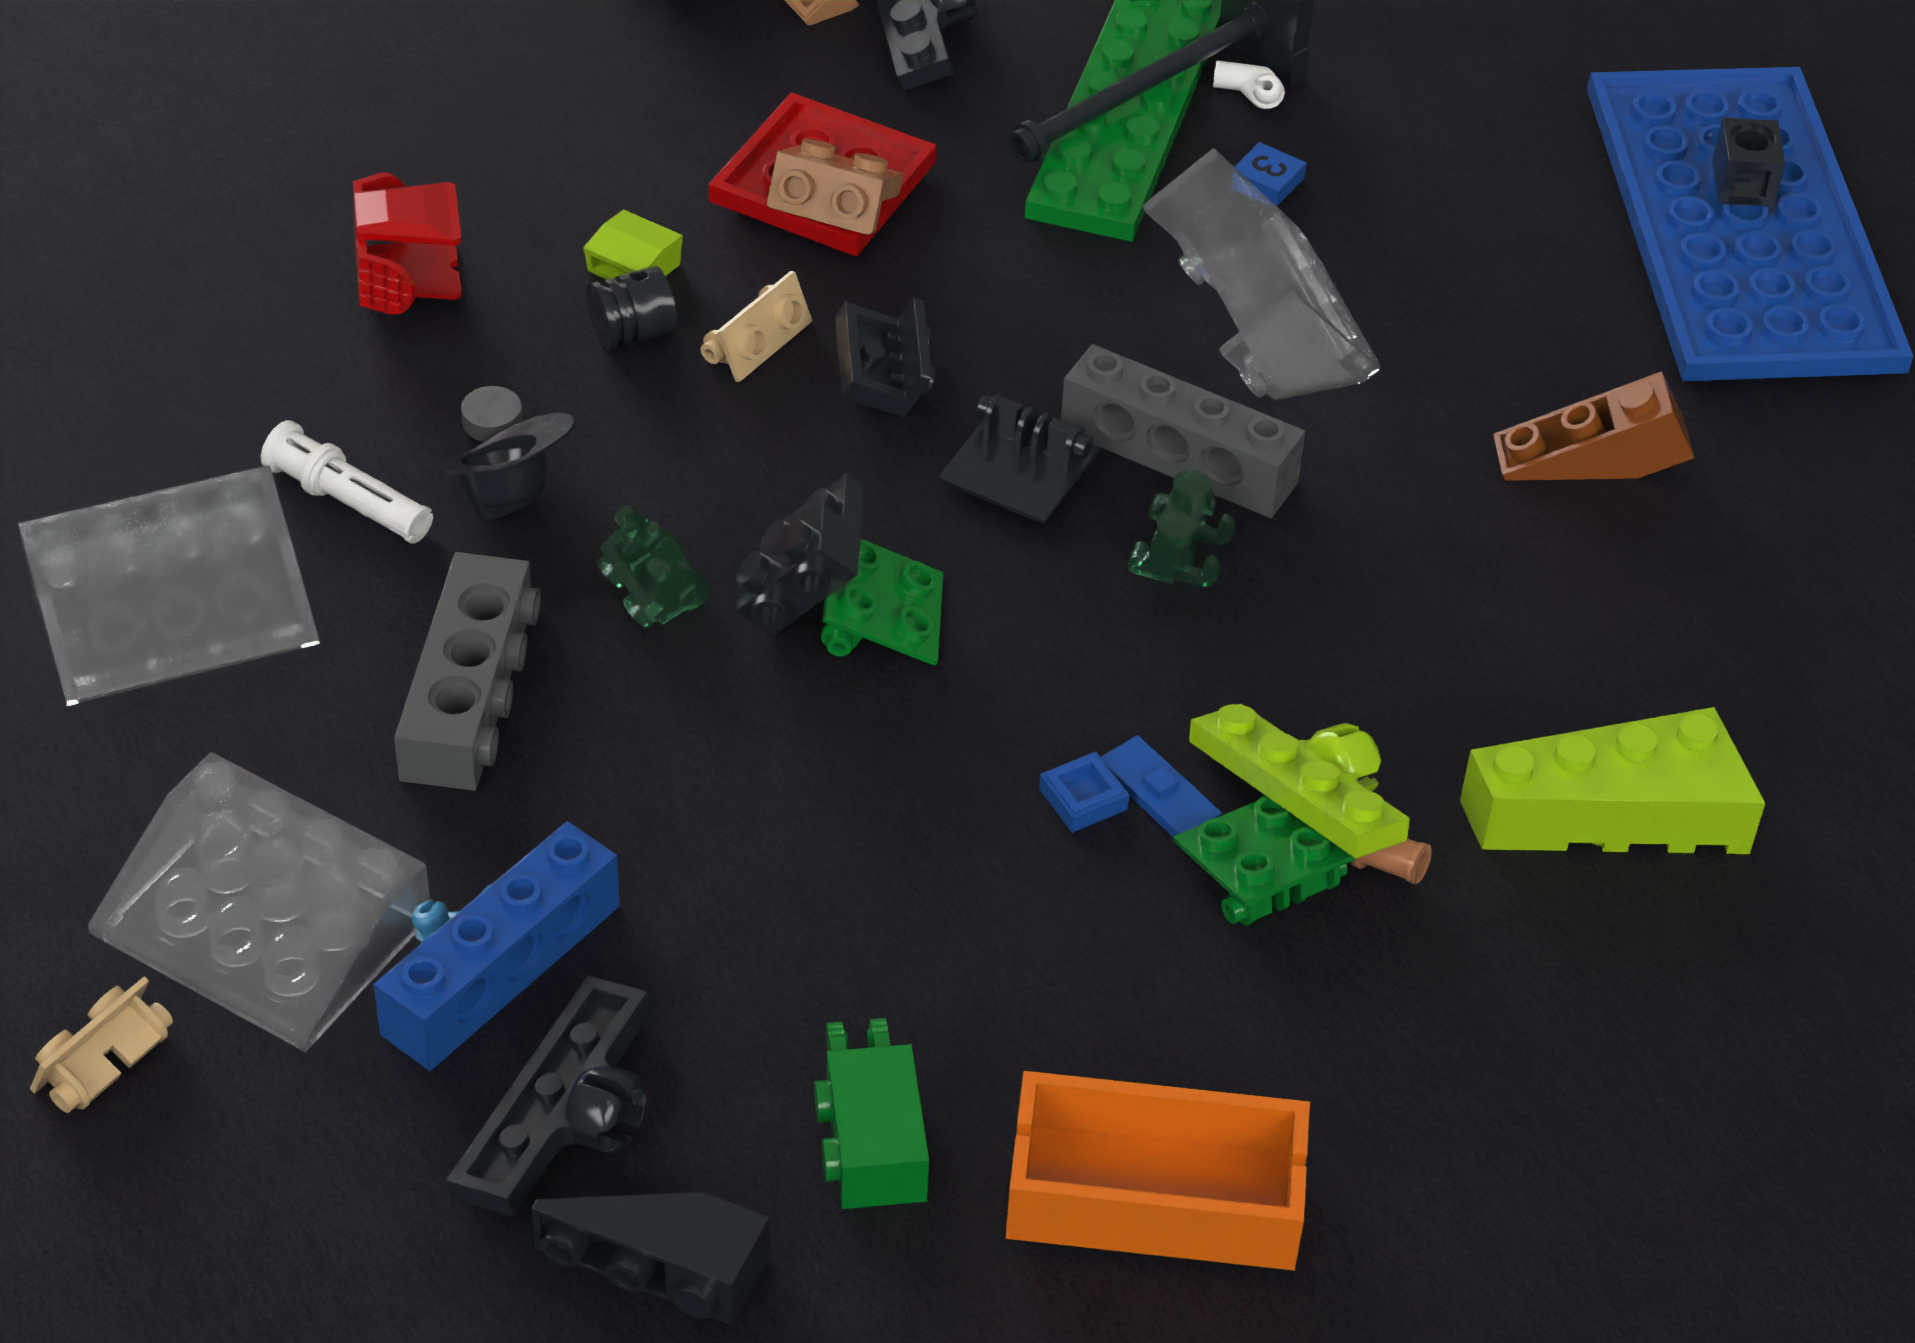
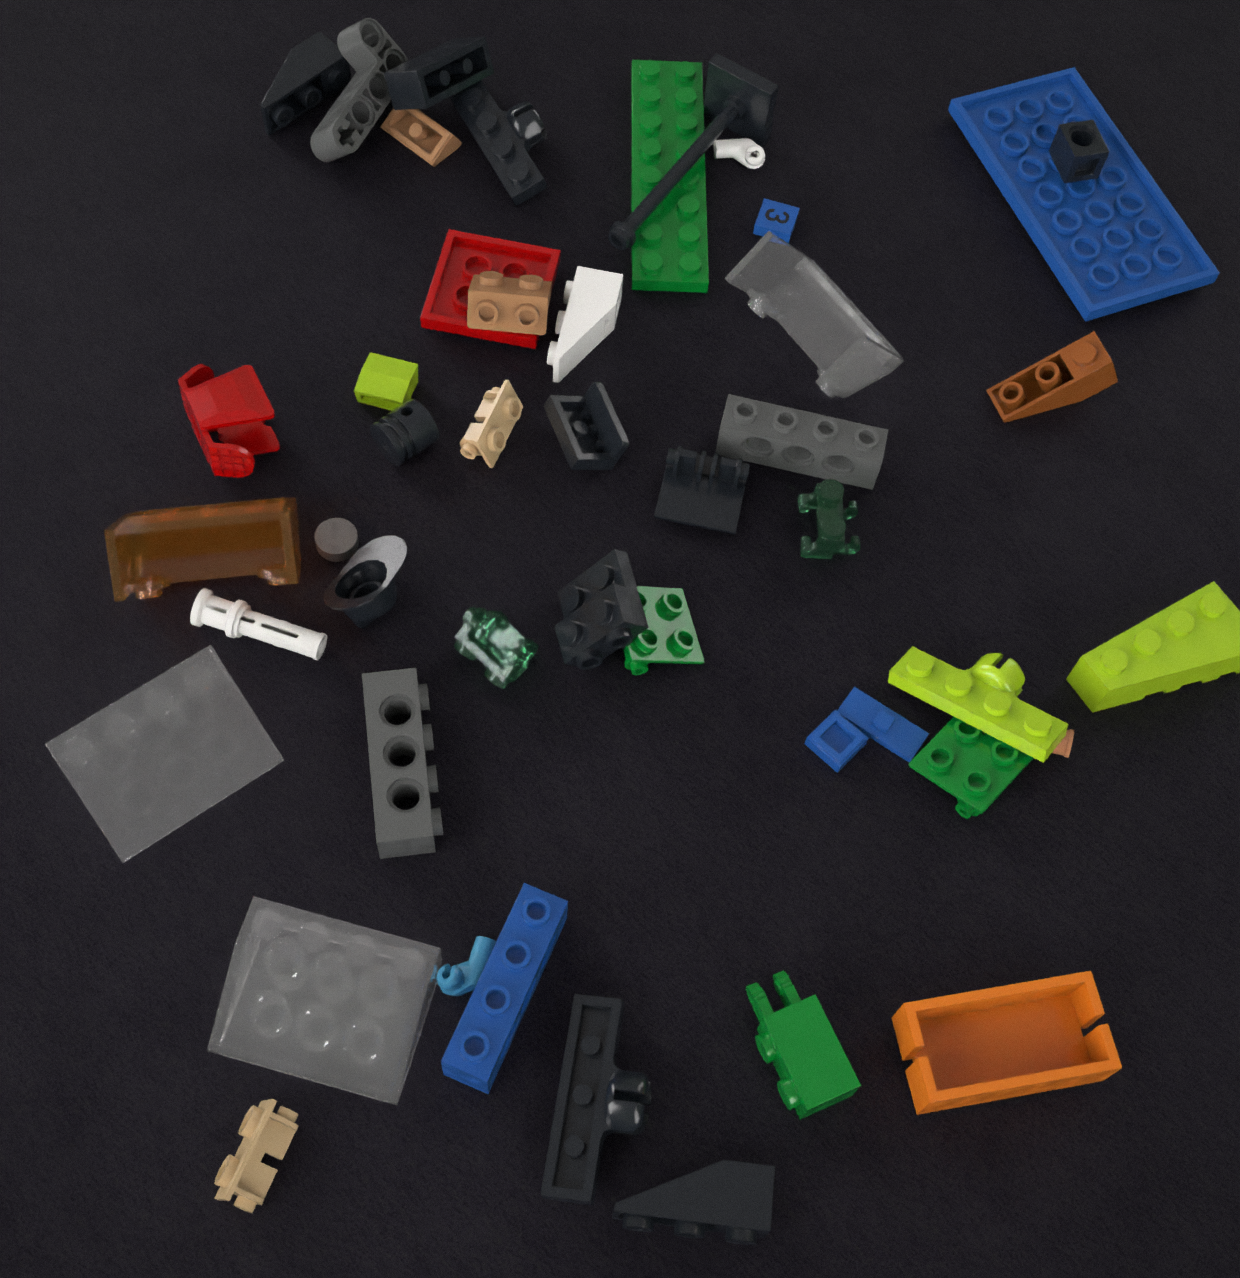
camera: 20 degrees left, 15 degrees up
(309, 376) = (203, 543): none -> clear orange windscreen
(942, 230) = (588, 319): none -> white slope

